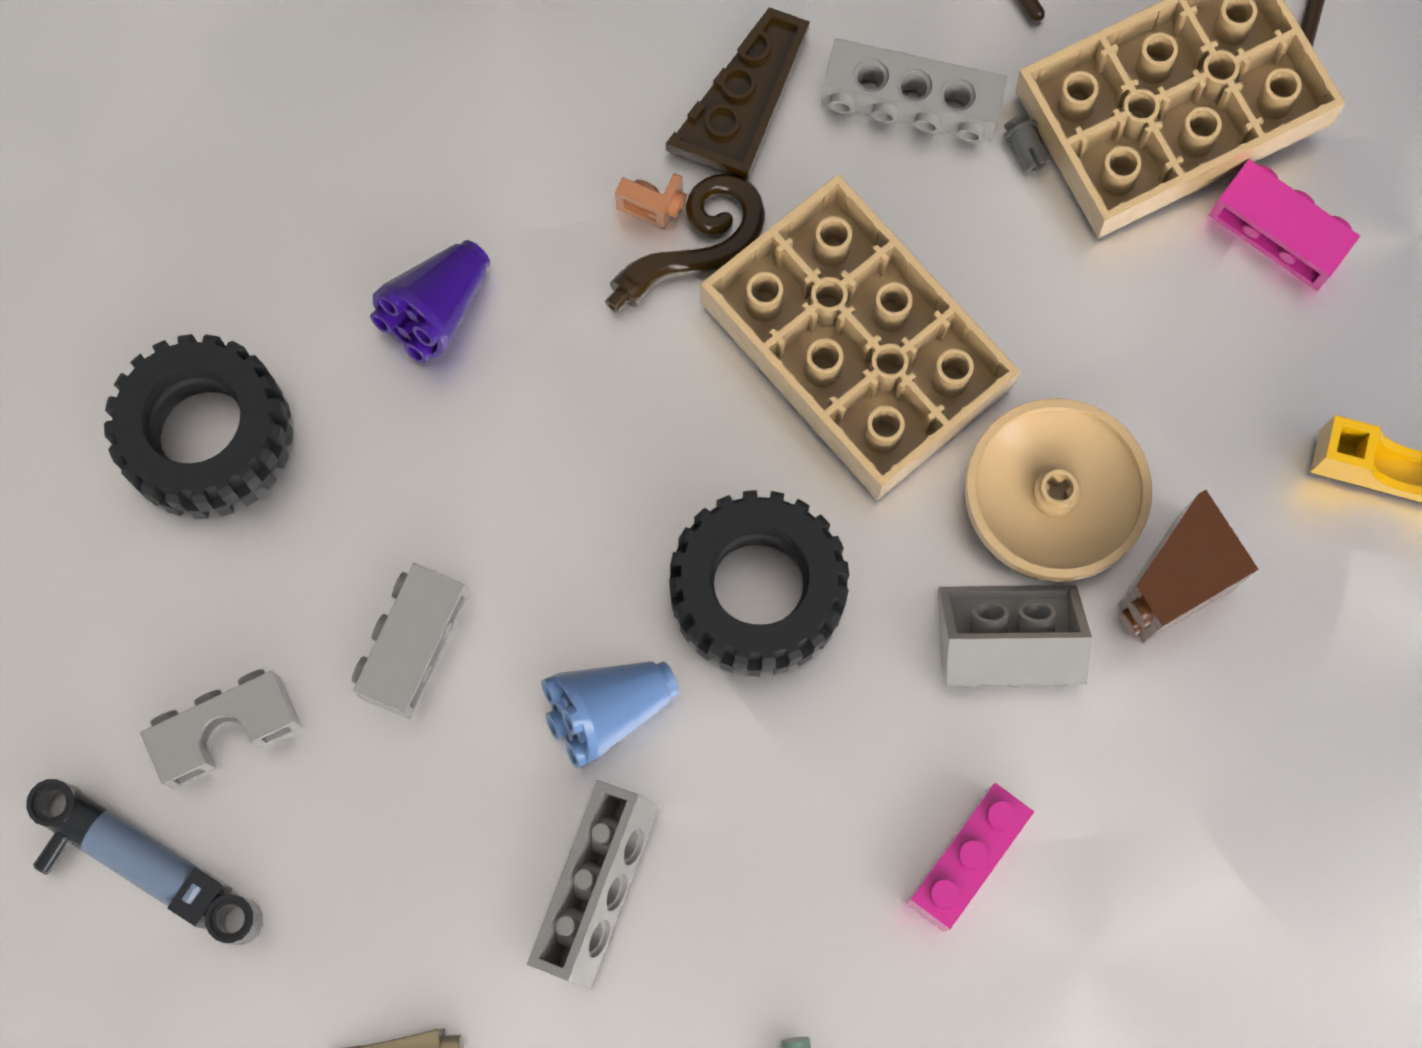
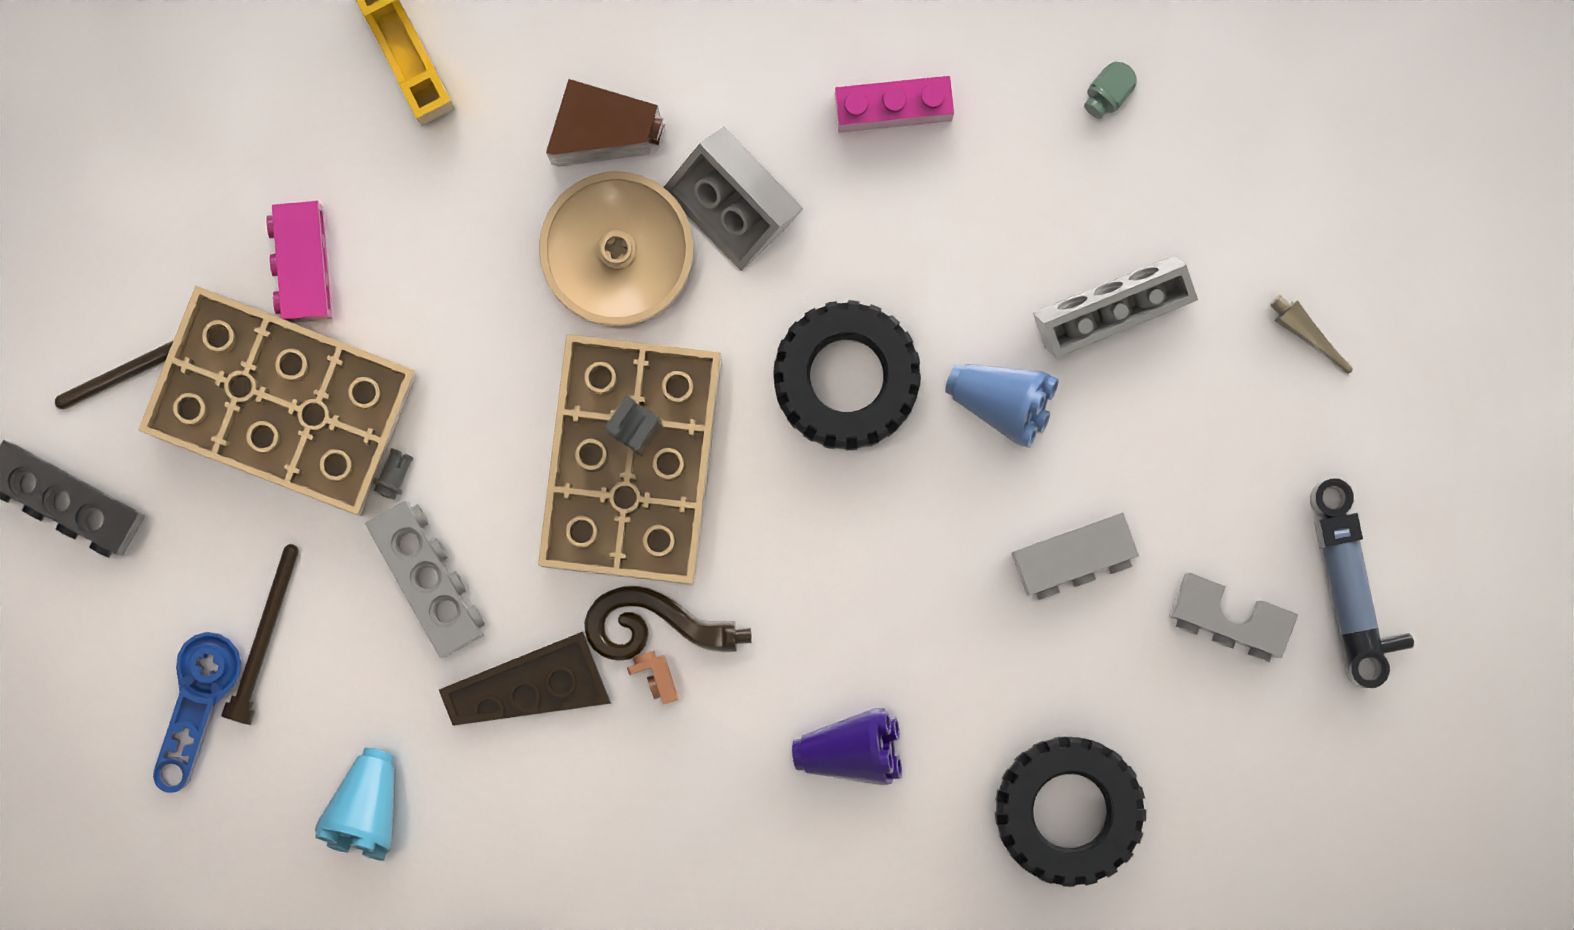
camera: 130 degrees left, 10 degrees up
(885, 335) = (634, 425): none -> dark grey piece

